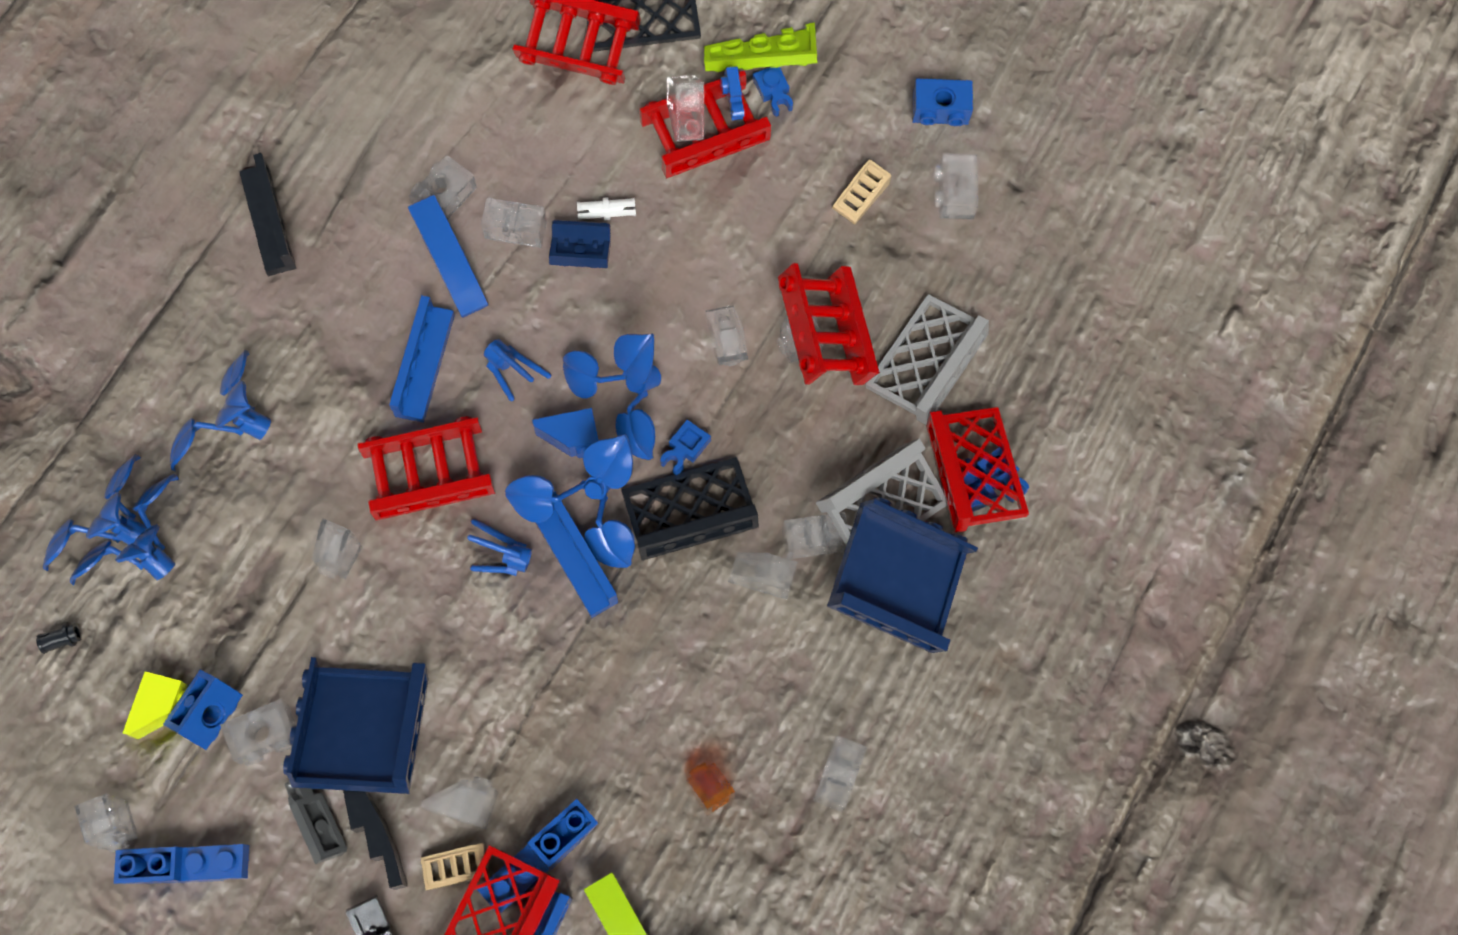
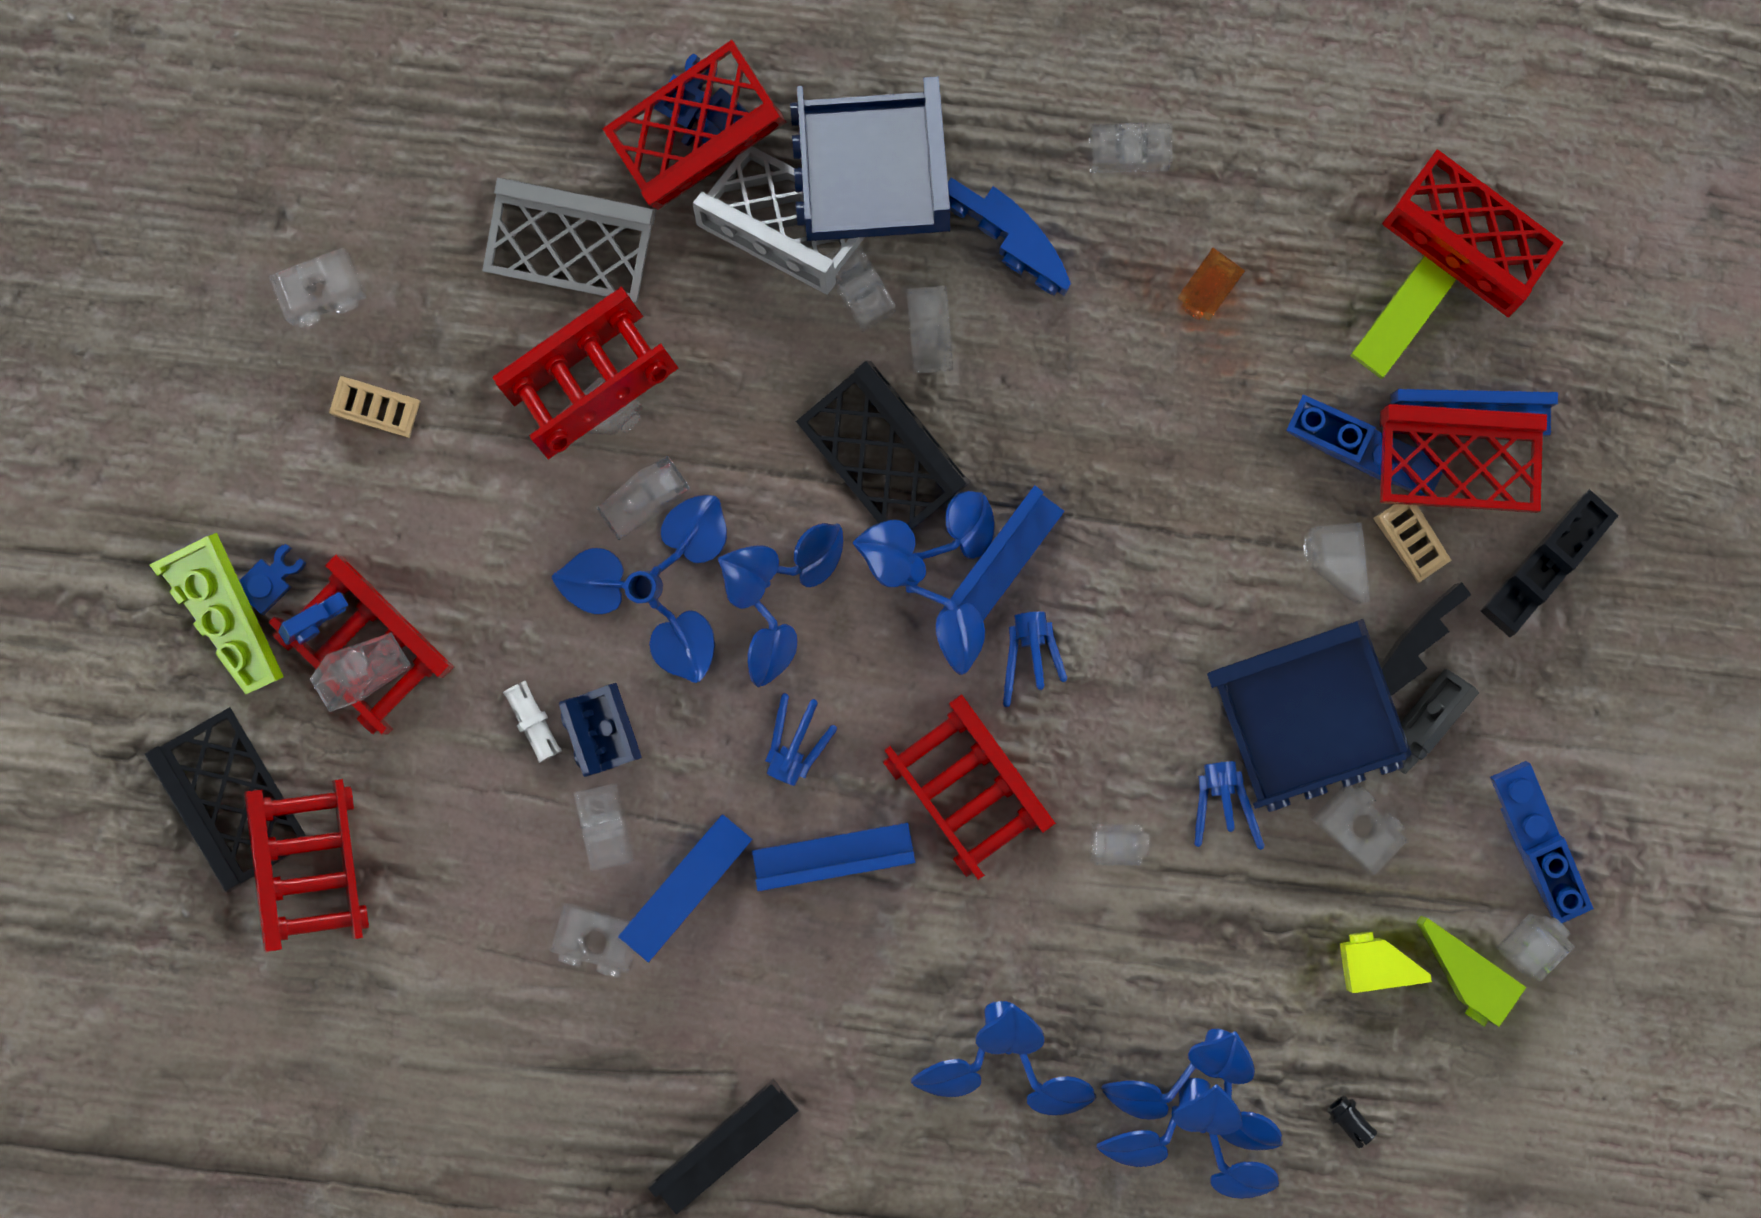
camera: 105 degrees left, 15 degrees up
(114, 769) = (1475, 980): none -> lime slope
(188, 716) = (1365, 905): blue brick -> none
(345, 647) = (1222, 780): none -> blue plant
(568, 431) = (851, 630): blue slope -> none
(683, 283) = (594, 583): none -> blue plant
(686, 443) = (805, 485): blue plate -> none
(800, 666) = (1024, 241): none -> blue slope
(954, 93) = (186, 335): blue brick -> none

